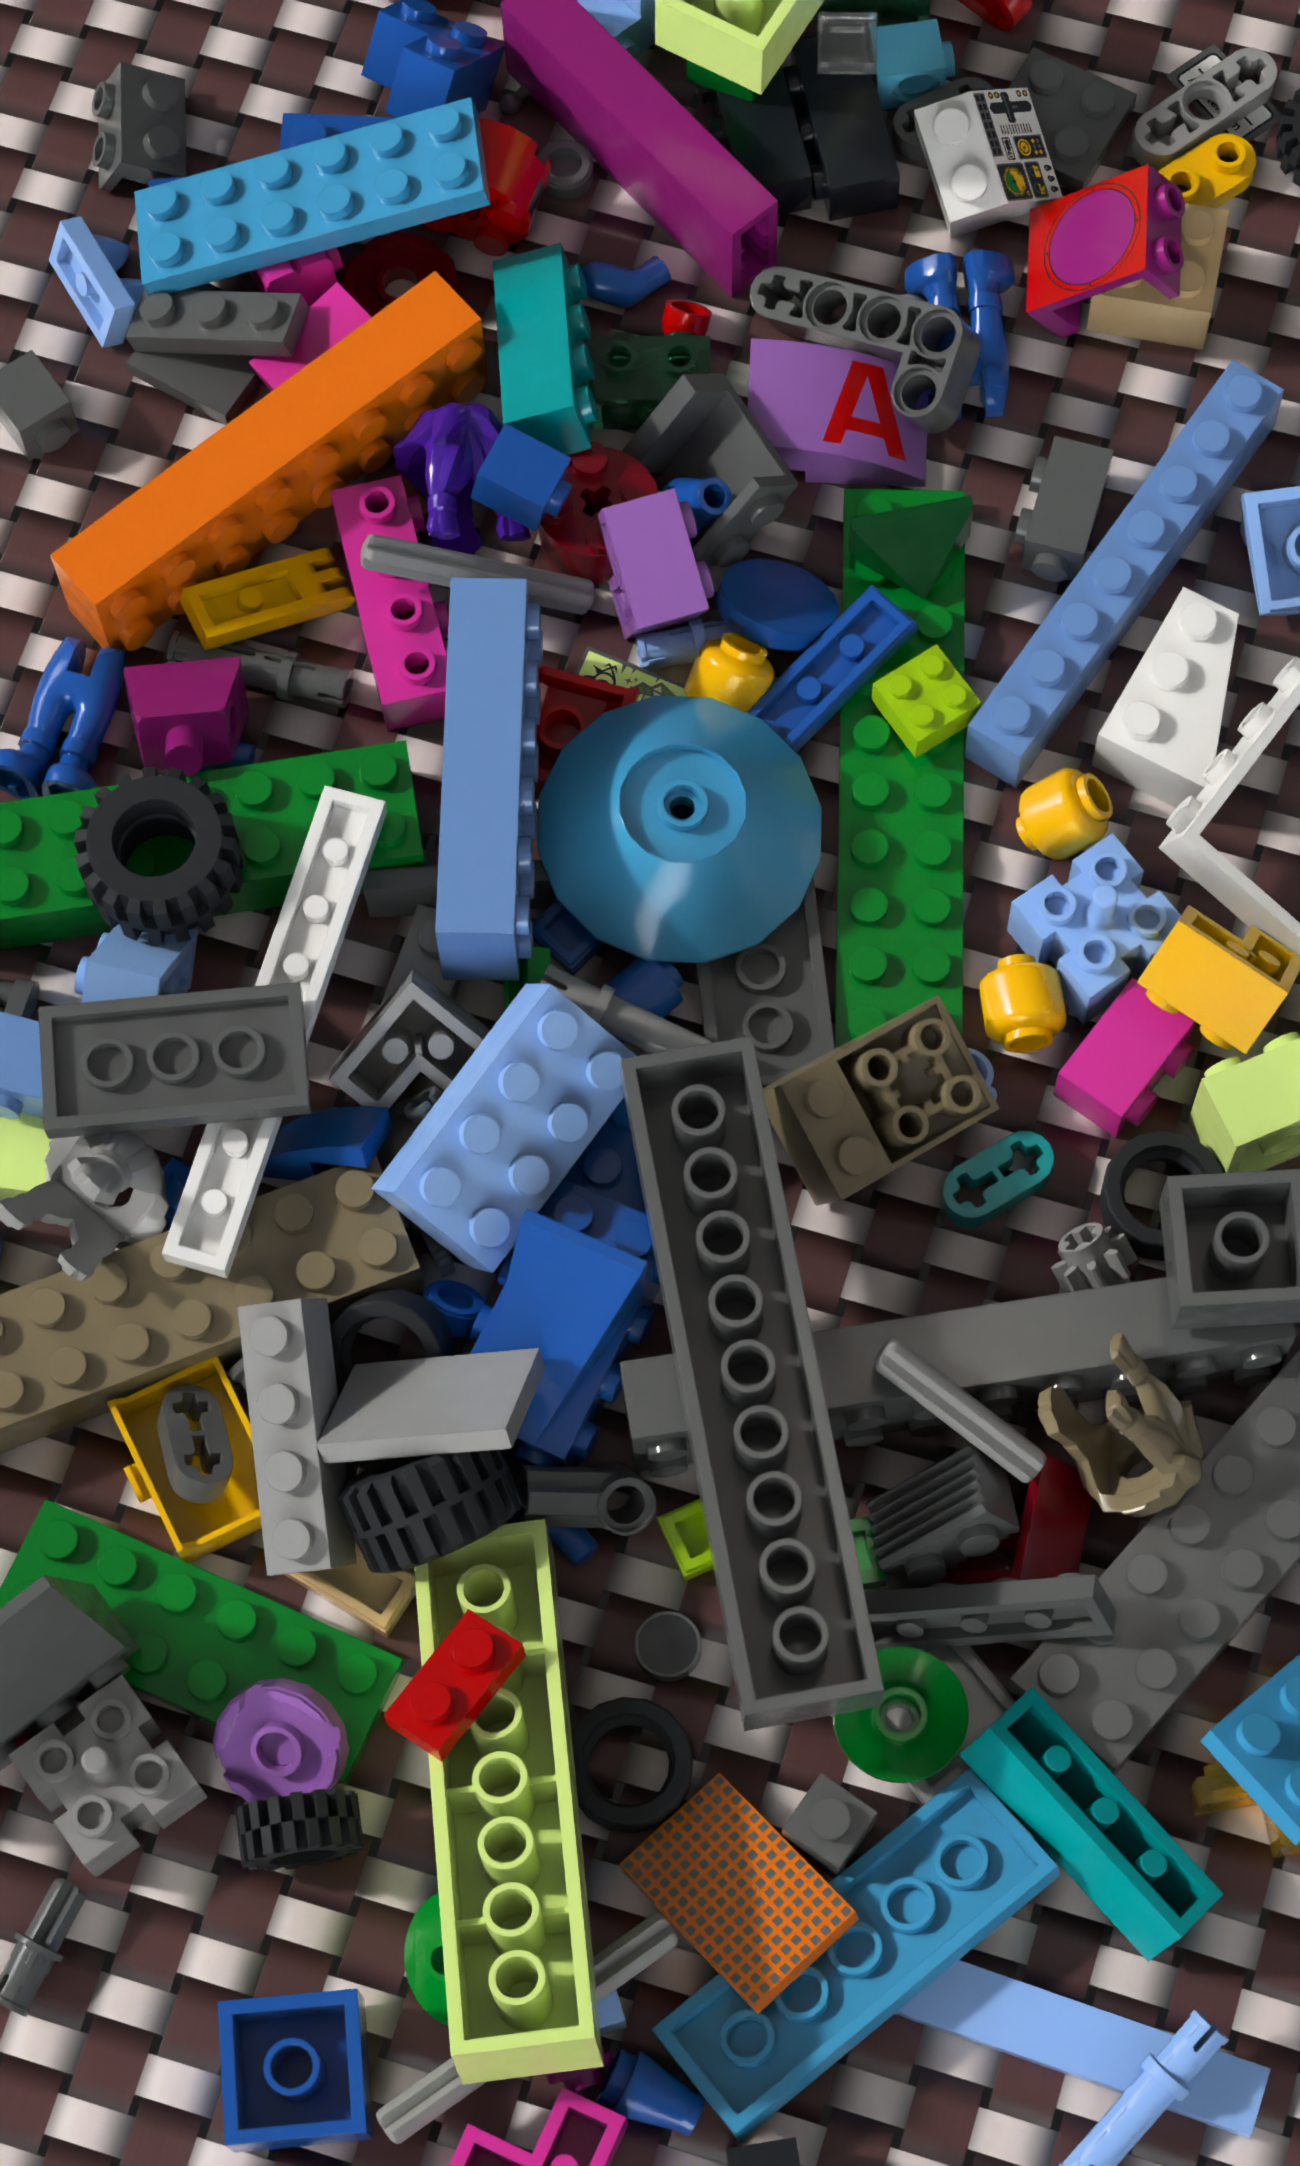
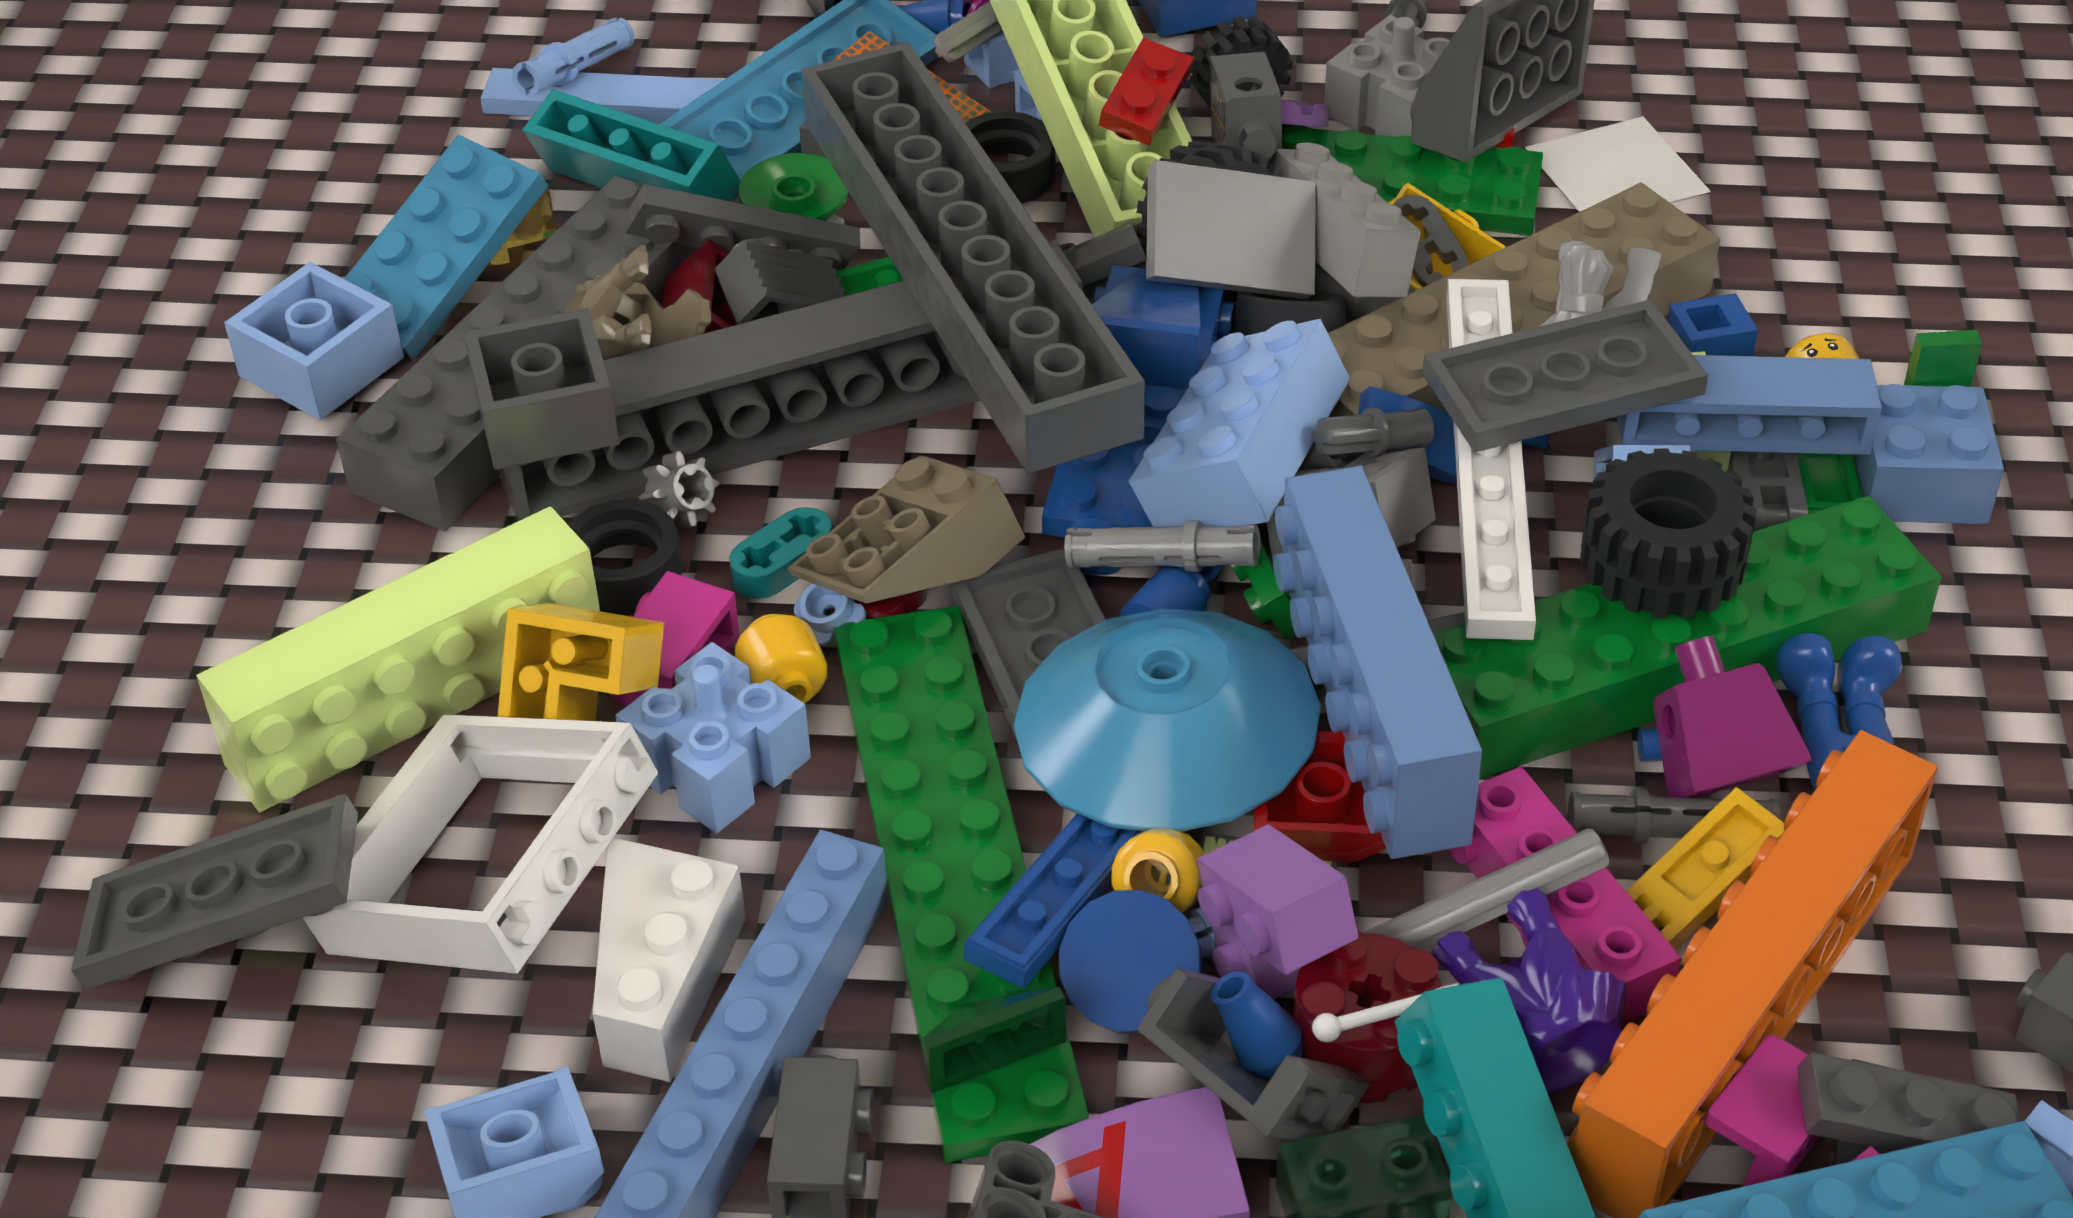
camera: 165 degrees right, 25 degrees down
(339, 1656) = (1245, 117): none -> dark grey torso
(379, 1091) = (1373, 432): none -> dark grey axle
(522, 478) = (1454, 933): blue brick -> none
(645, 456) = (1328, 1026): none -> white hinge
(925, 701) = (936, 882): lime piece -> none
(959, 1410) = (781, 293): light grey axle -> none
(1064, 813) = (765, 823): yellow head -> none

